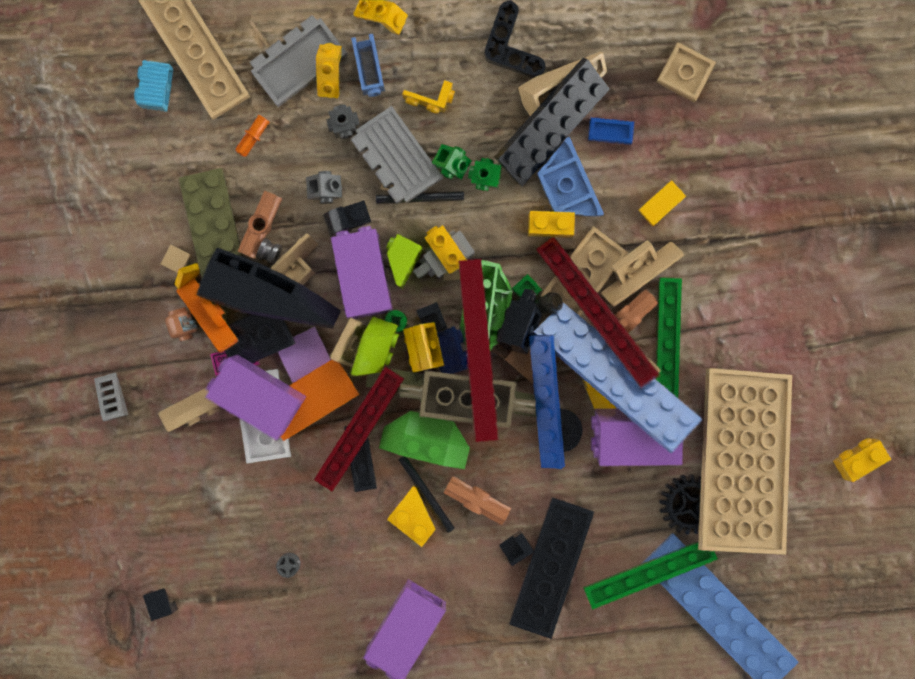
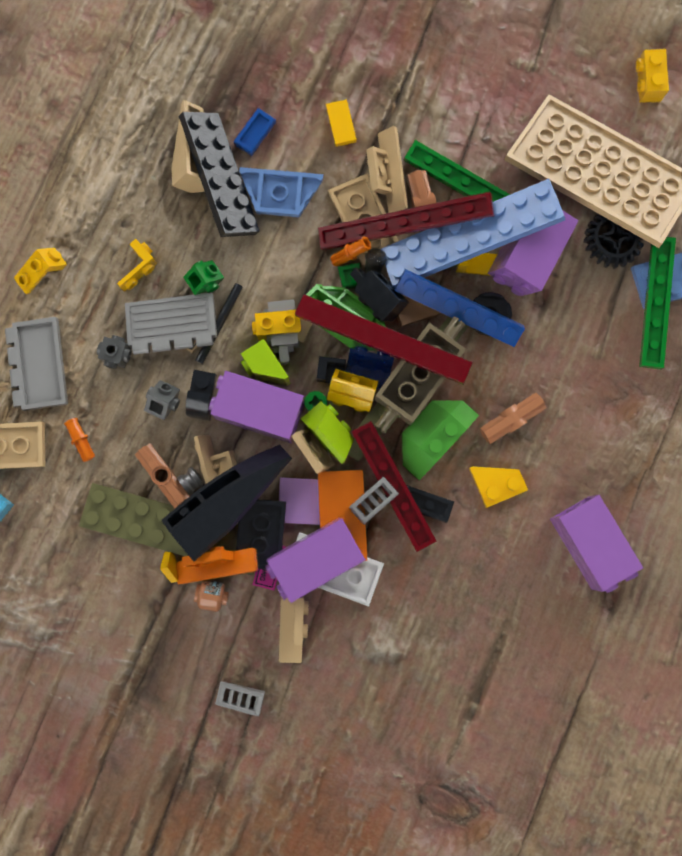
camera: 55 degrees left, 5 degrees down
(159, 604) = (453, 756): black panel -> none
(175, 258) = (149, 569): tan tile -> none
(285, 567) = (484, 620): dark grey wheel -> none
(325, 423) = (358, 513): none -> light grey slope
(327, 70) = (62, 340): yellow bracket -> none
(368, 66) = (78, 304): medium blue window -> none
(419, 483) = (482, 460): black bar -> none
(491, 180) = (230, 247): green brick -> none
(506, 51) = (134, 182): black beam -> none
(516, 548) = (573, 407): black panel -> none
(546, 278) = (351, 251): none -> orange axle
(551, 224) = (306, 223): yellow brick -> none
(551, 567) = (607, 386): black plate -> none
(686, 72) = (240, 43): tan tile -> none

